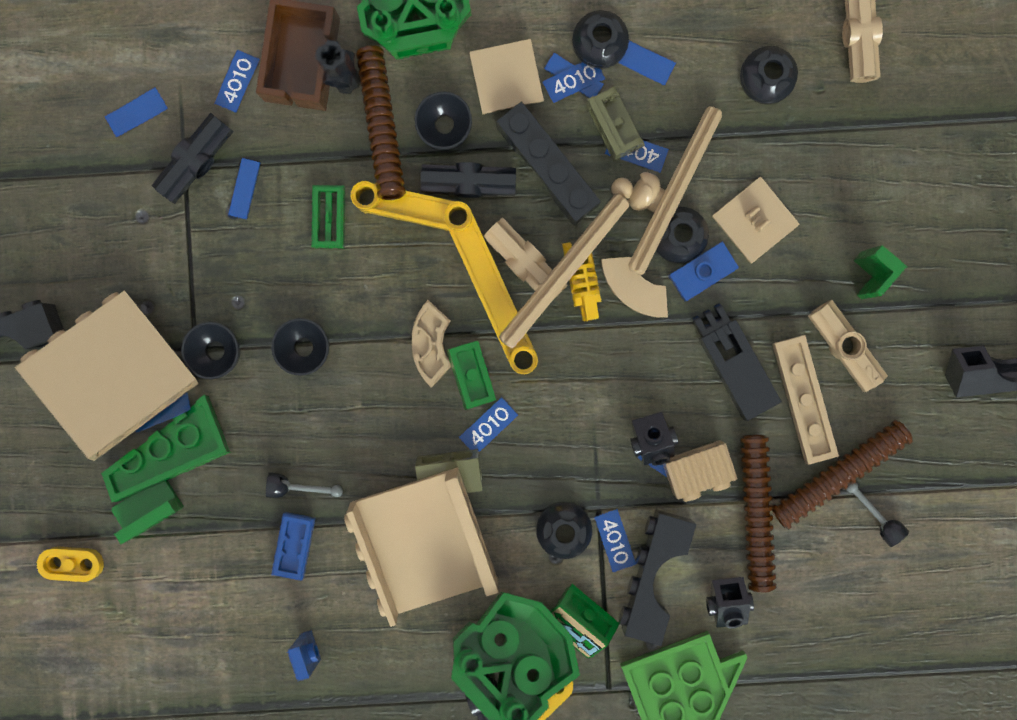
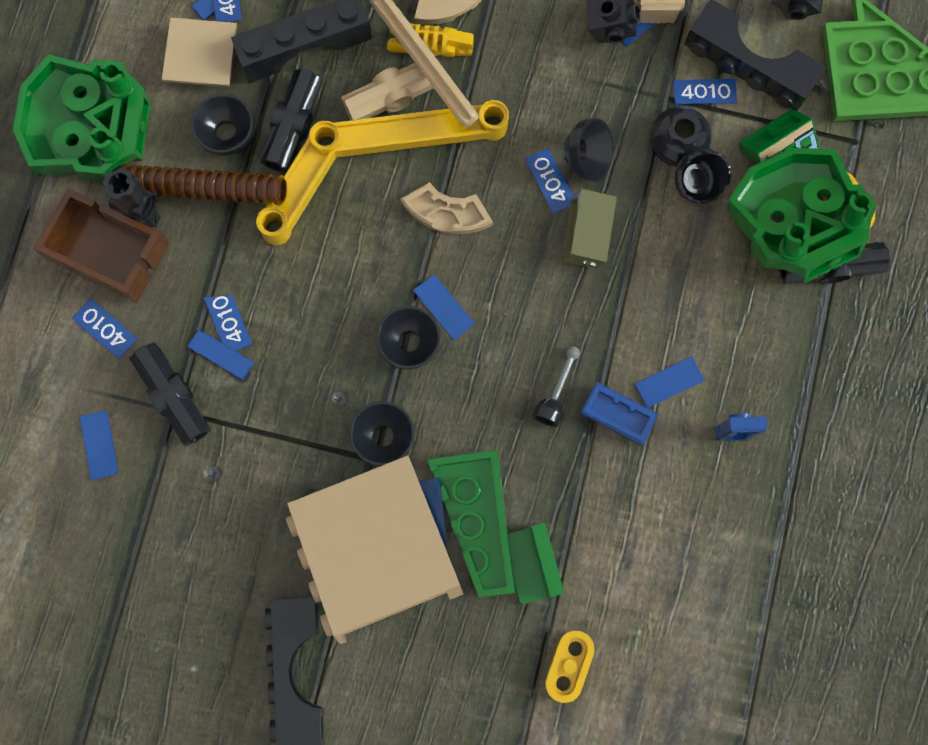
camera: 75 degrees left, 10 degrees down
(275, 185) = (228, 321): none -> blue sticker
(338, 580) = (669, 382): none -> blue sticker
(340, 224) = (308, 283): green tile -> none
(345, 367) = (444, 307): none -> blue sticker
(421, 544) = (654, 271): tan panel -> none
(471, 375) = (492, 177): green plate -> none
(519, 454) = (595, 151): none -> black piece
(526, 560) = (702, 176): none -> black hair

